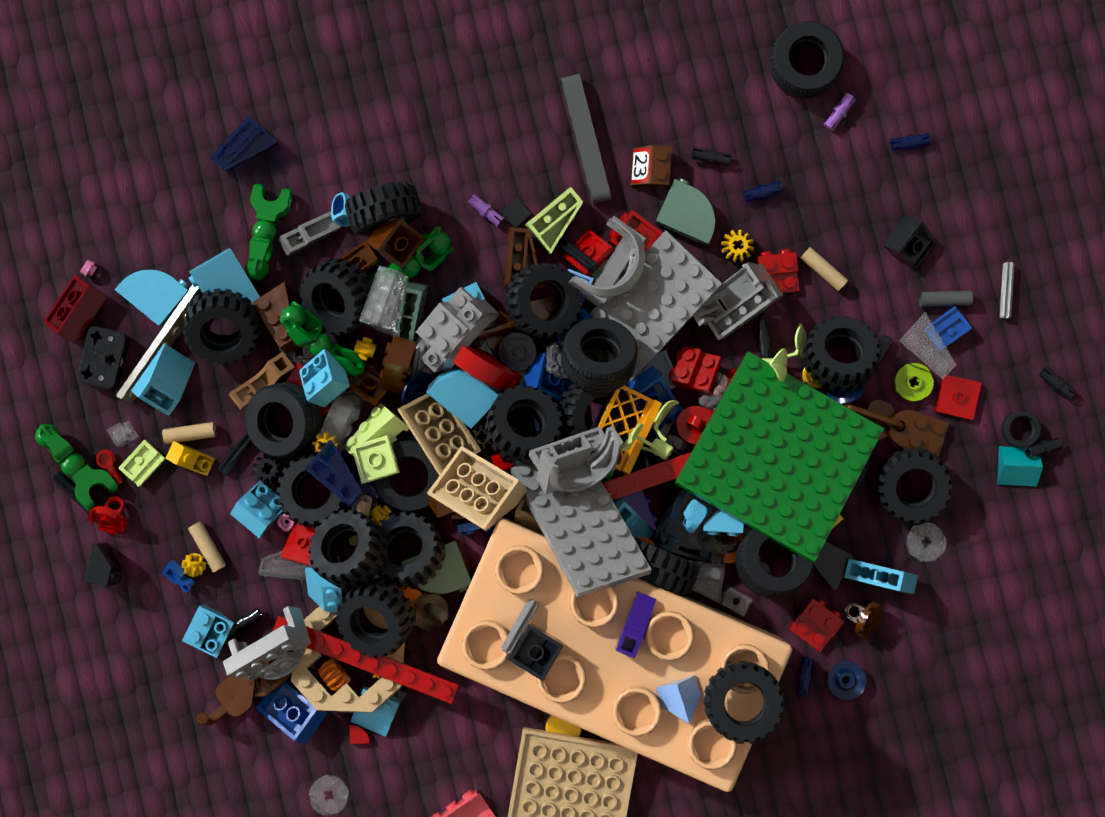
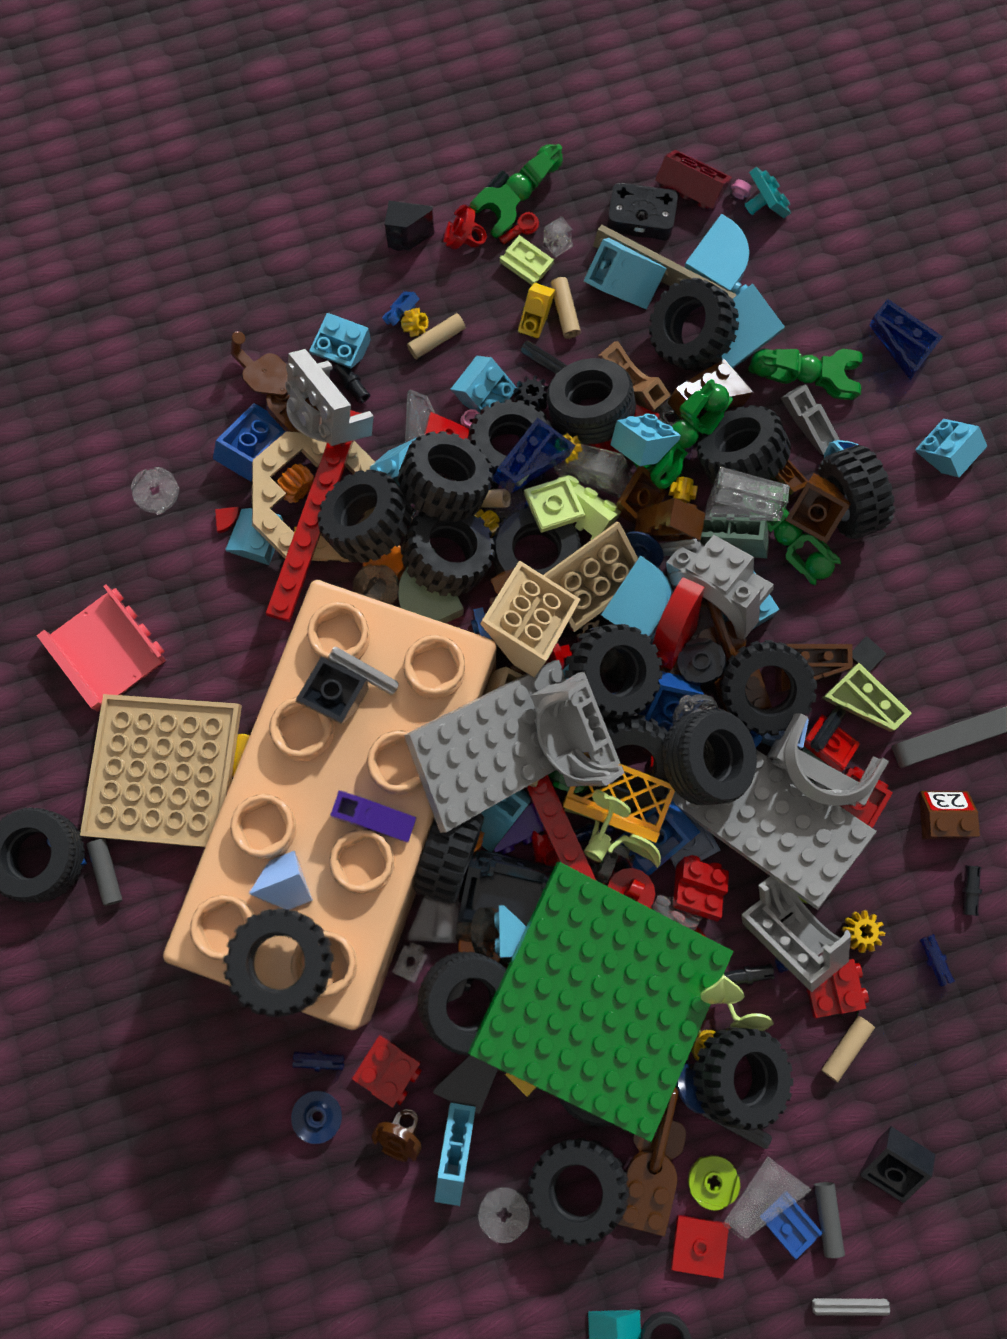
camera: 80 degrees right, 10 degrees down
(98, 246) = (768, 194): none -> teal plate
(343, 118) = (952, 446): none -> medium azure slope
(485, 210) = (865, 618): medium lavender pin -> none
(658, 491) = (543, 849): none -> red piece
(687, 213) = (896, 864): sand green brick -> none
(694, 515) = (517, 897): medium azure rock -> none

